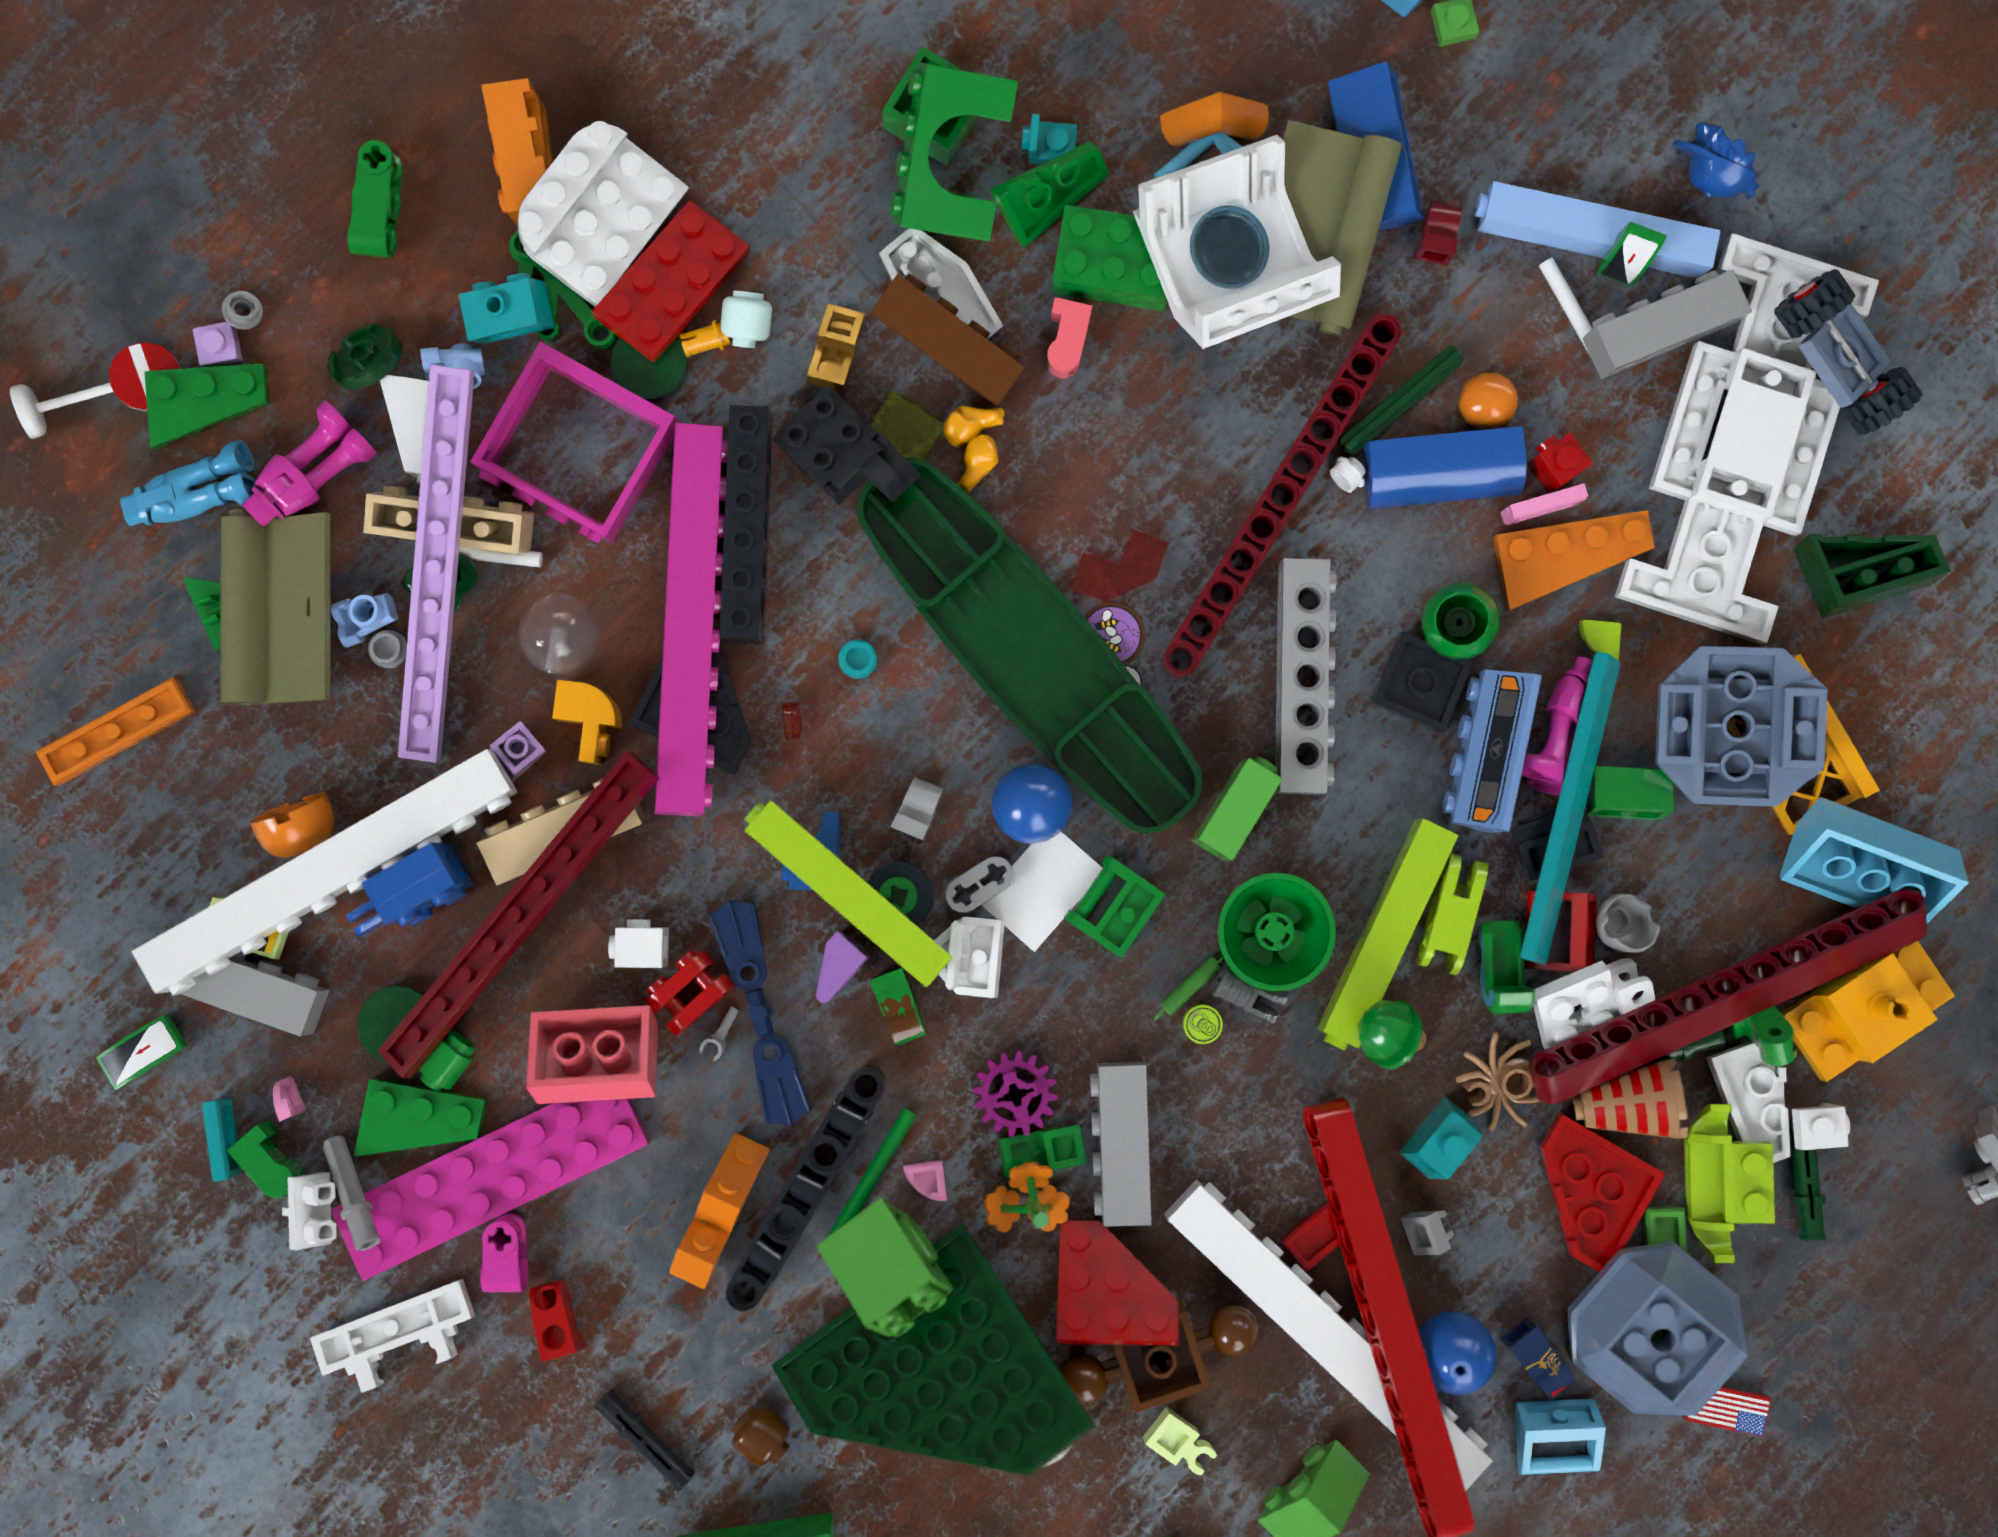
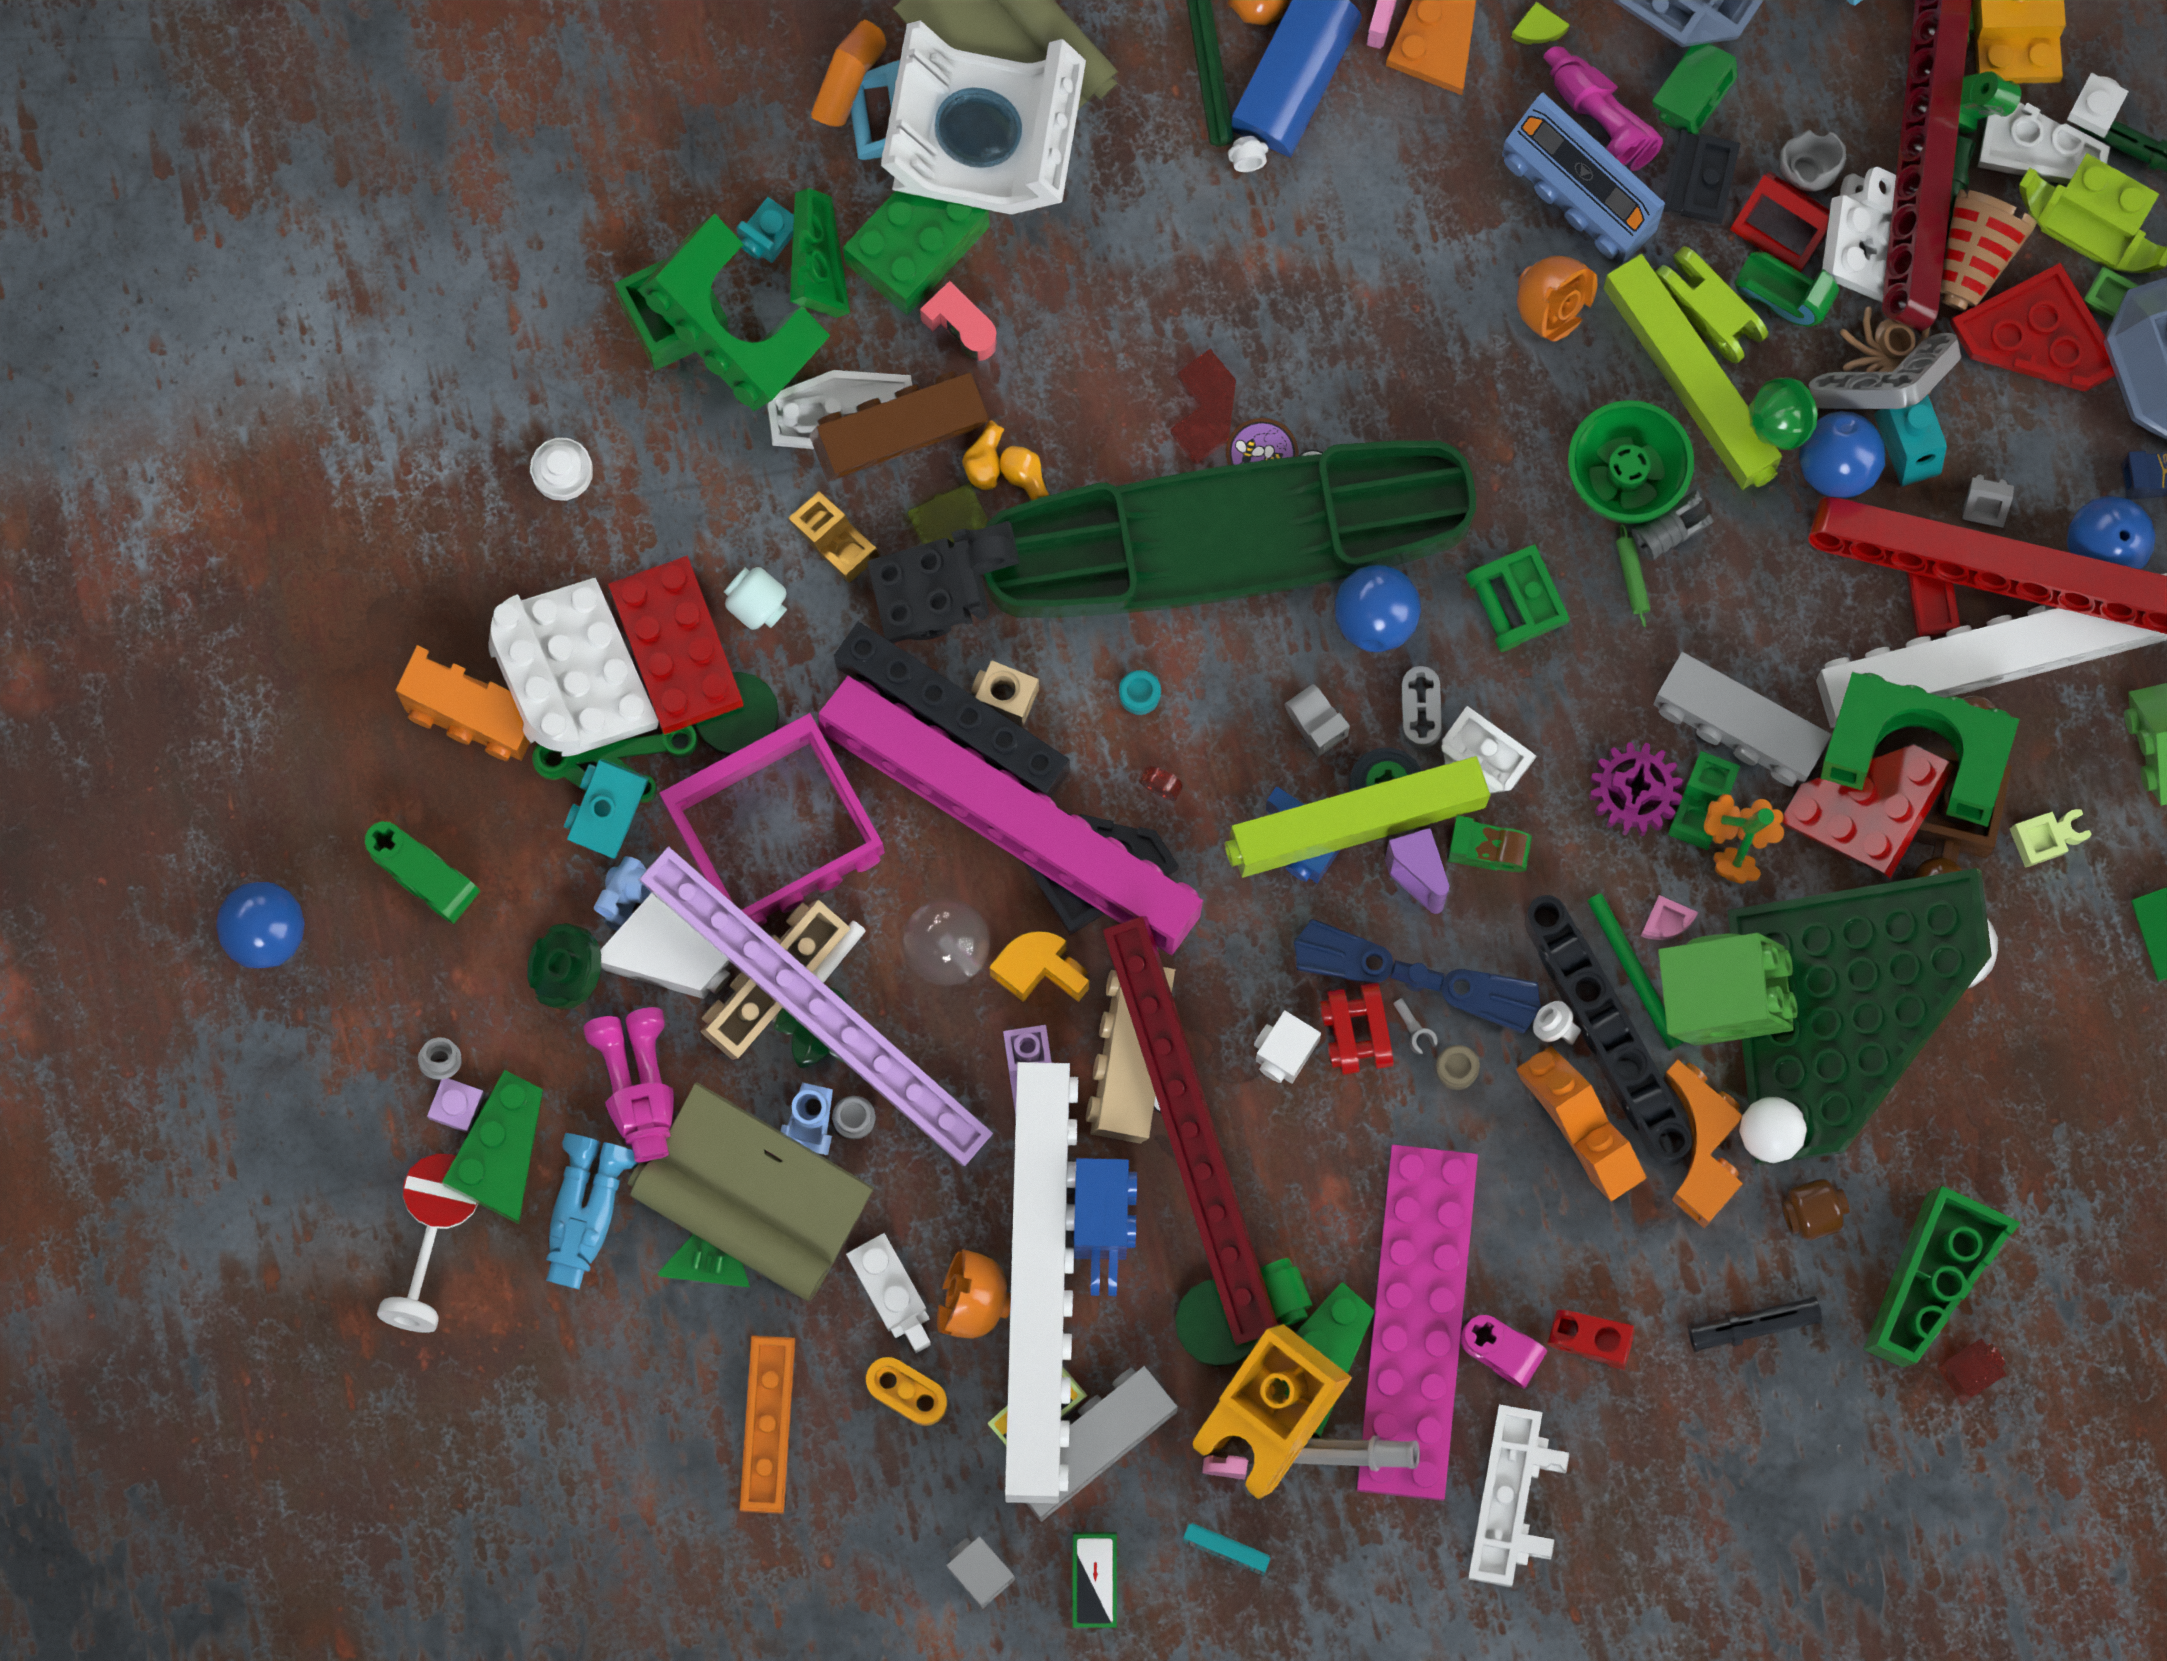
camera: 55 degrees left, 10 degrees down
(93, 961) = (979, 1570): none -> light grey brick
(194, 820) = (907, 1391): none -> light orange plate
(255, 108) = (260, 925): none -> blue piece
(264, 1160) = (1276, 1523): green leg -> none
(272, 762) = (891, 1290): none -> white hinge
(310, 1210) = (1345, 1502): white hips -> none
(345, 1112) = (1262, 1413): none -> light orange brick
(592, 1054) = (1364, 1143): coral brick -> none
(704, 339) = (749, 648): light orange pin -> none
(710, 1086) = (1457, 1067): none -> dark tan tile
(728, 1338) = (1711, 1119): none -> orange arch
(758, 106) = (561, 469): none -> white plate
(785, 1143) = (1555, 1022): none -> white plate
(797, 571) = (1019, 704): none -> tan brick
(800, 1367) = (1773, 1129): none -> white hair
(1044, 887) = (1462, 651): white sticker -> none
(1202, 1024) = (1675, 586): lime tile -> none
(1213, 1355) = (1879, 707): none -> green arch
(1237, 808) = (1496, 431): bright green brick -> none
(1293, 482) = (1235, 243): dark red beam -> none
(1318, 579) = (1419, 325): light grey brick -> none
(1381, 784) = (1554, 294): none -> orange cylinder
(1389, 1099) = (1843, 455): none -> blue piece
(1421, 683) = (1481, 205): black plate -> none
(1467, 1108) = (1894, 389): none -> light grey beam
(1473, 607) = (1452, 119): green helmet -> none
(1570, 808) = (1678, 143): teal tile -> none

